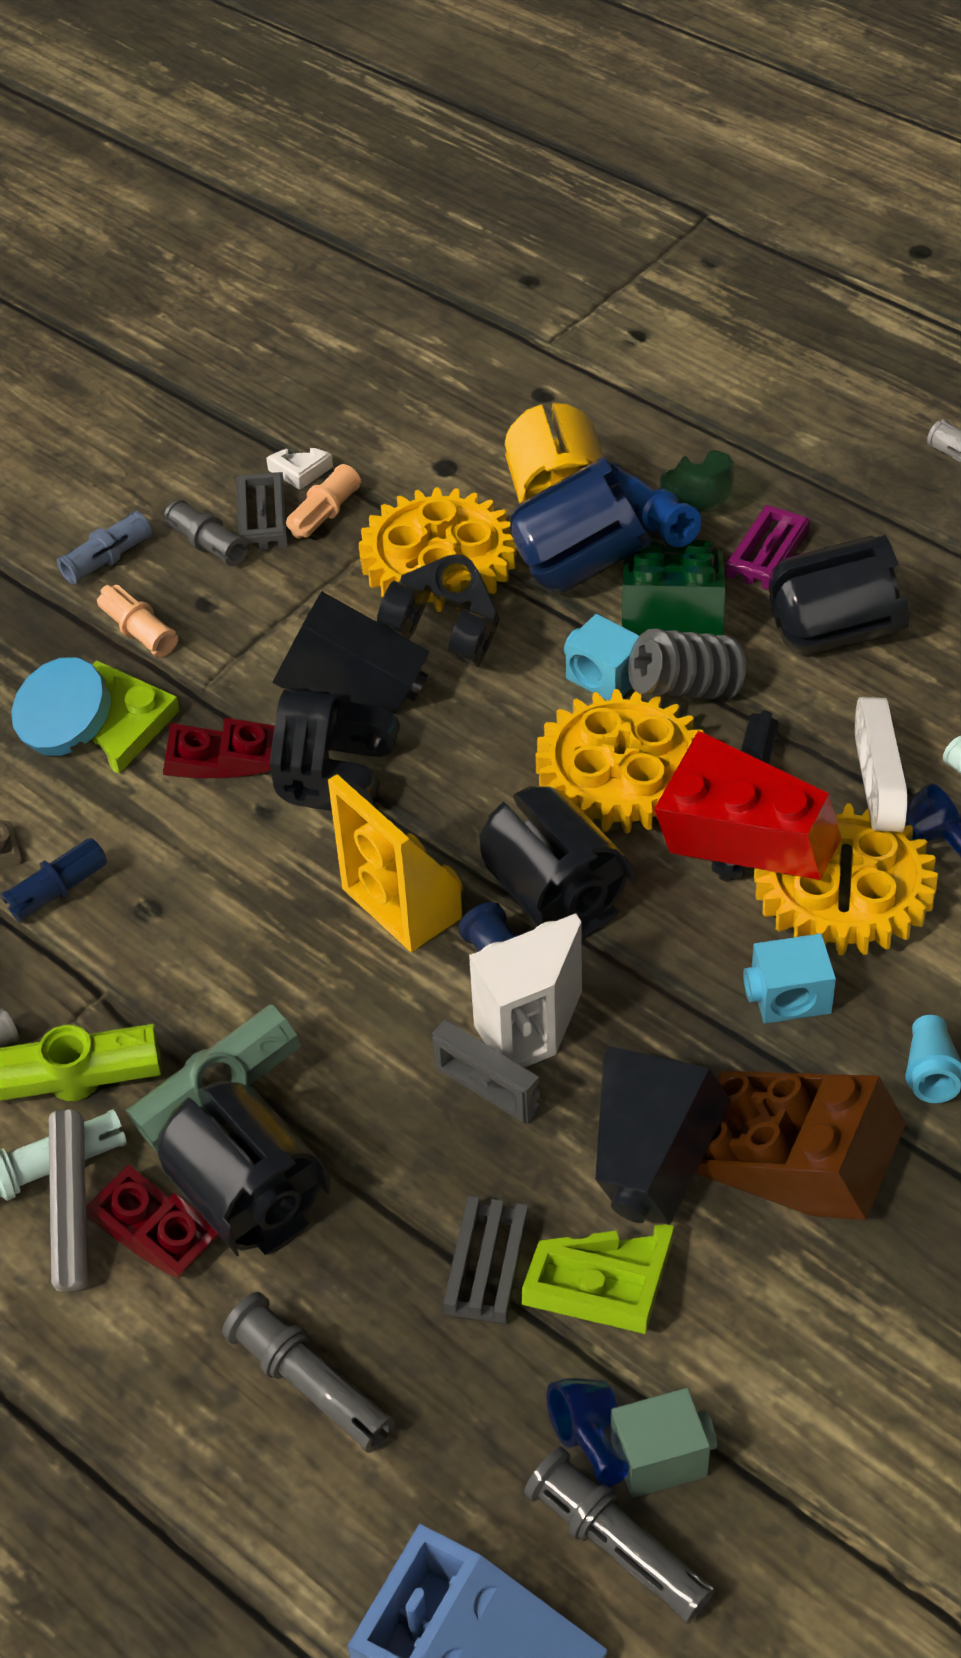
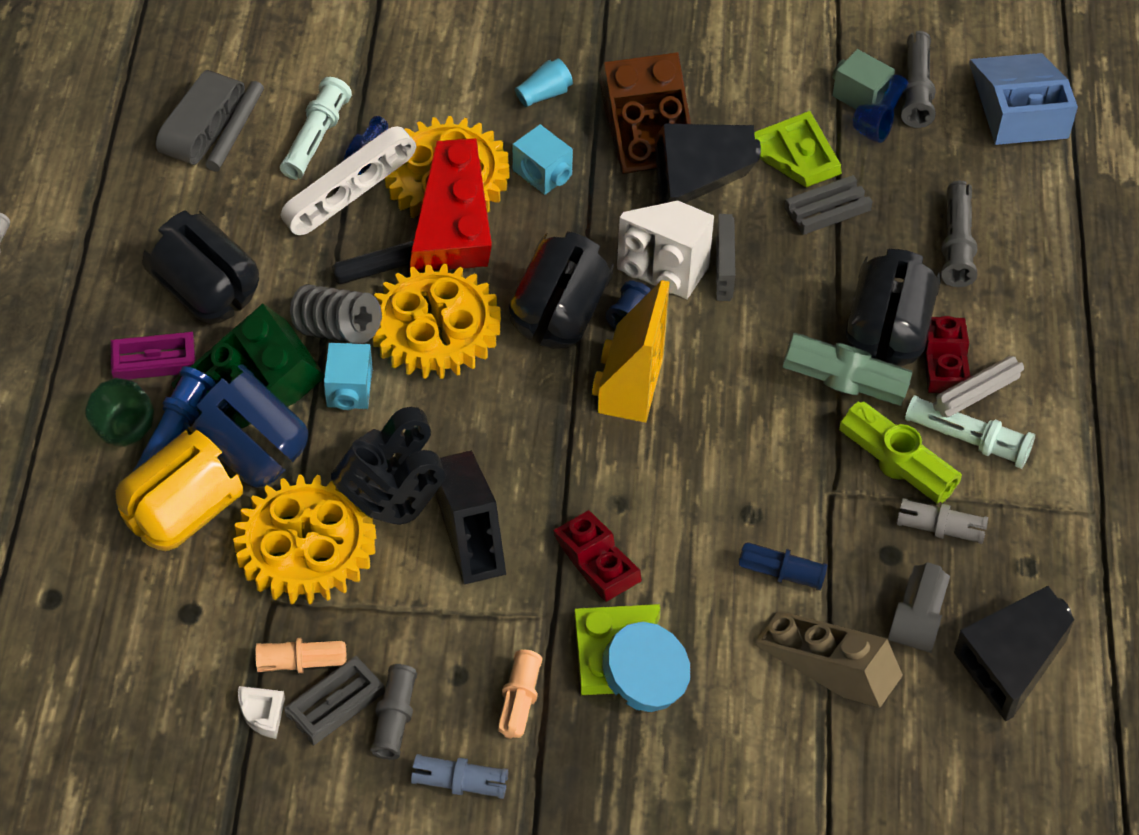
camera: 130 degrees left, 5 degrees up
(318, 722) = (553, 470): black piece -> none

